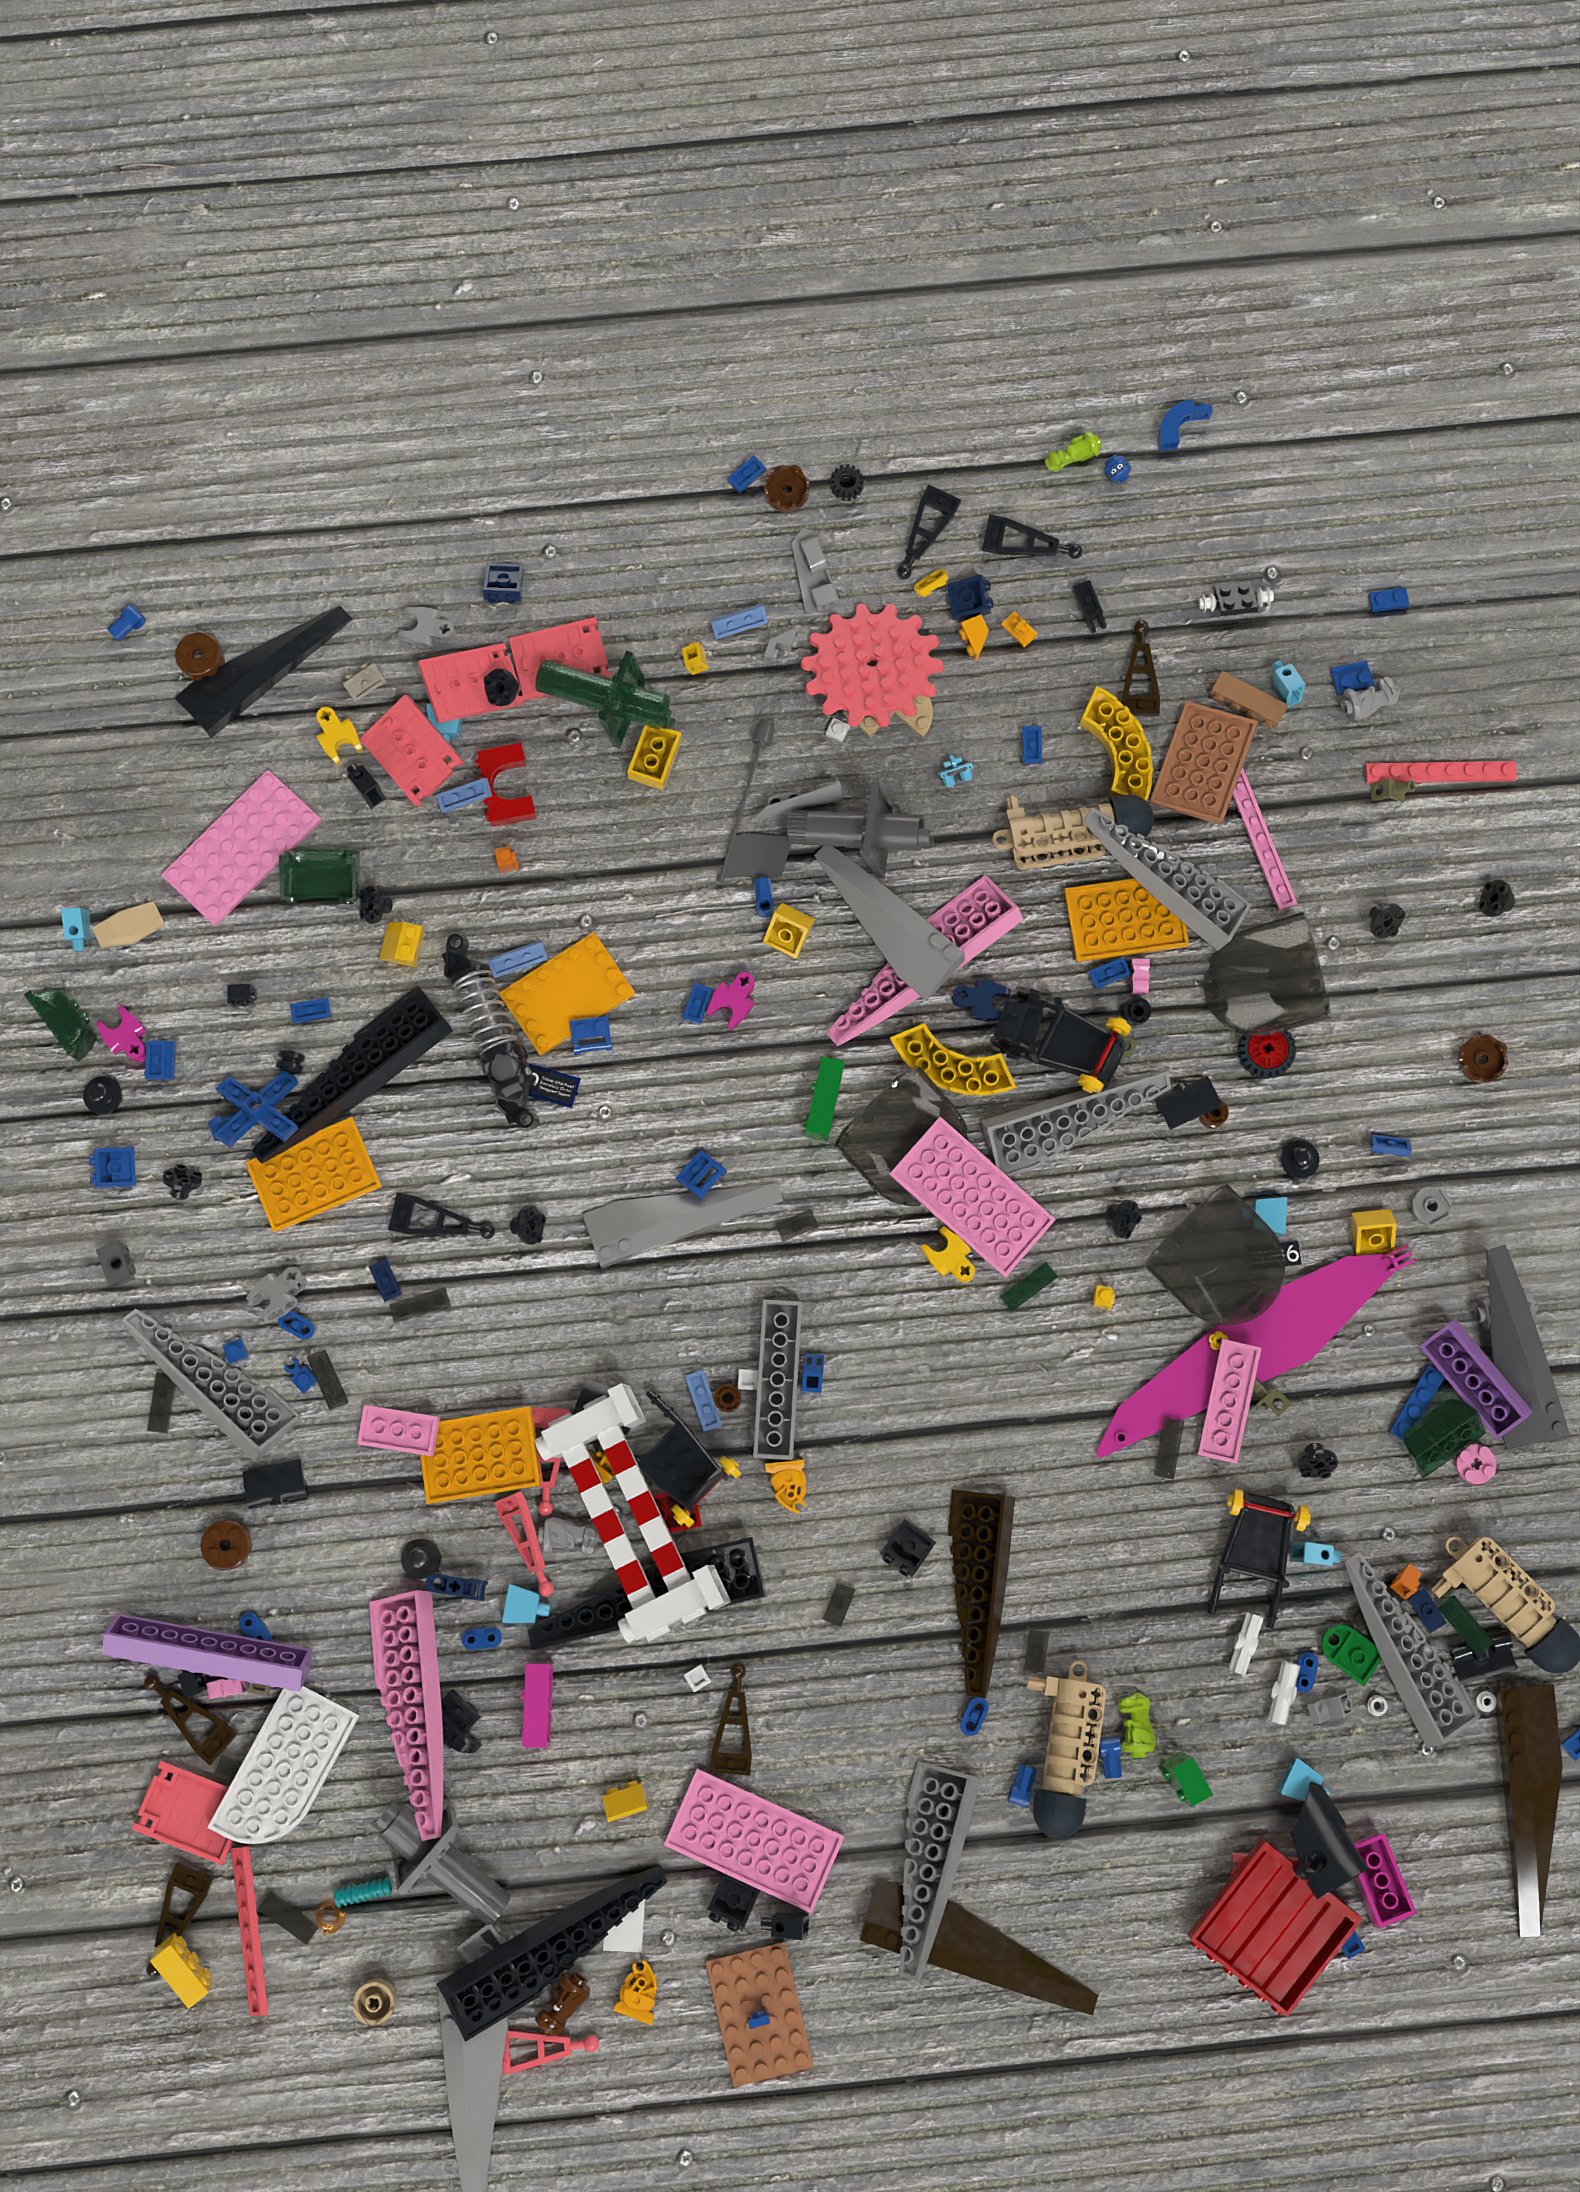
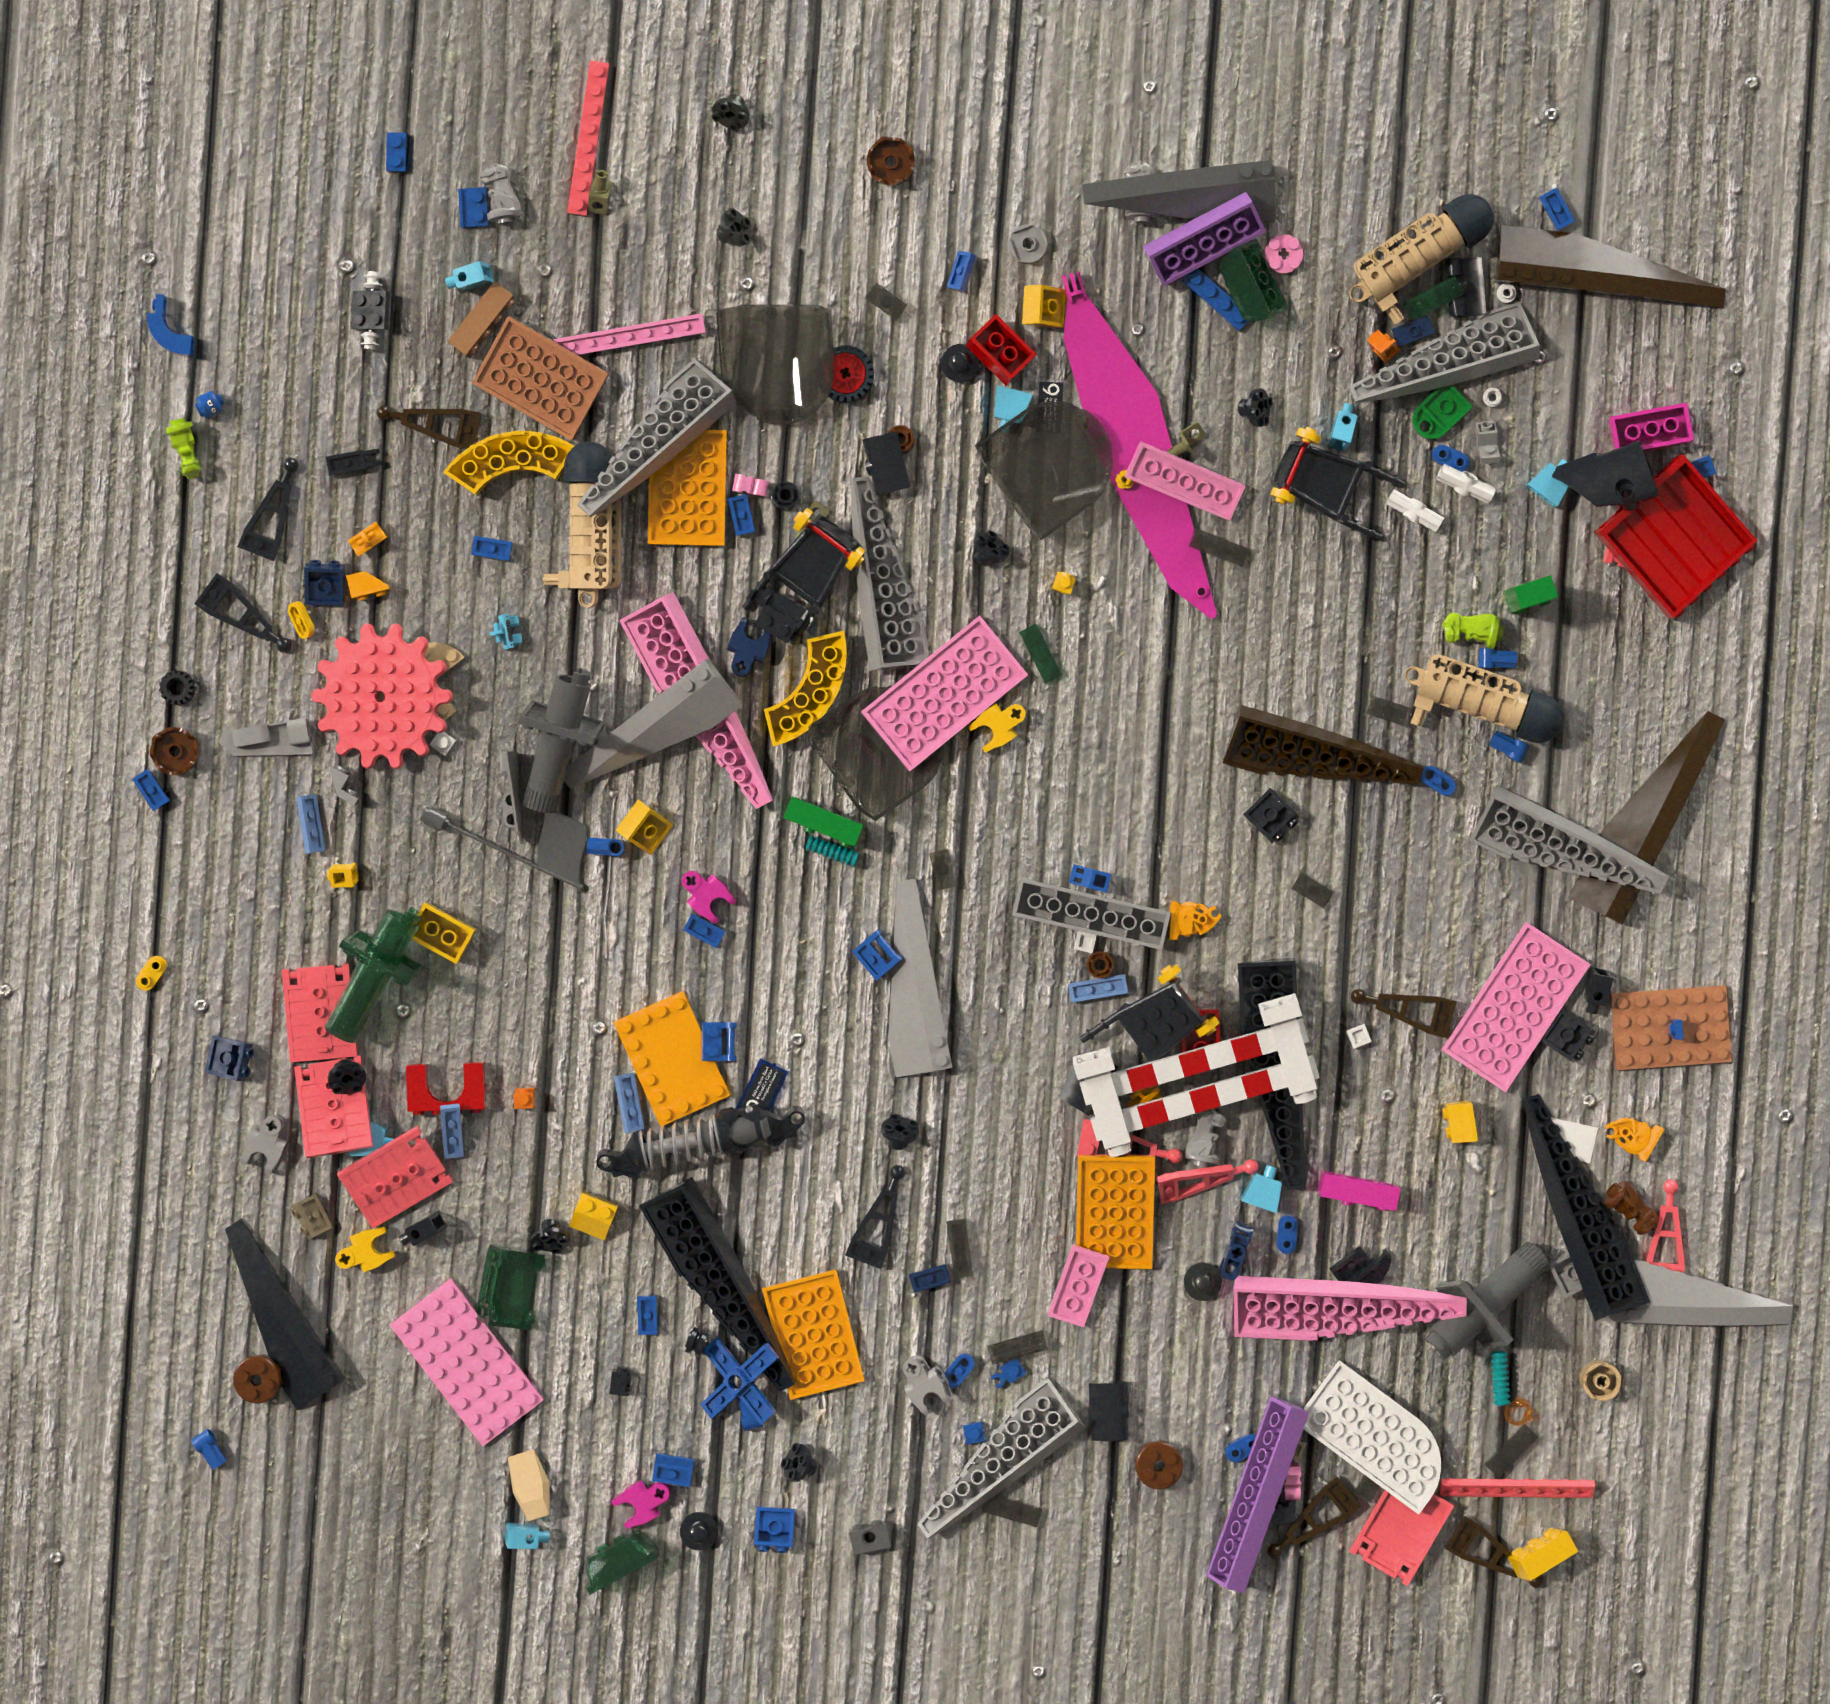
camera: 85 degrees left, 10 degrees up
(572, 502) = (152, 974): none -> yellow plate
(796, 1114) = (832, 851): none -> teal piece
(1322, 1195) = (1000, 349): none -> red brick
(1345, 1078) = (886, 301): none -> clear smoke plate

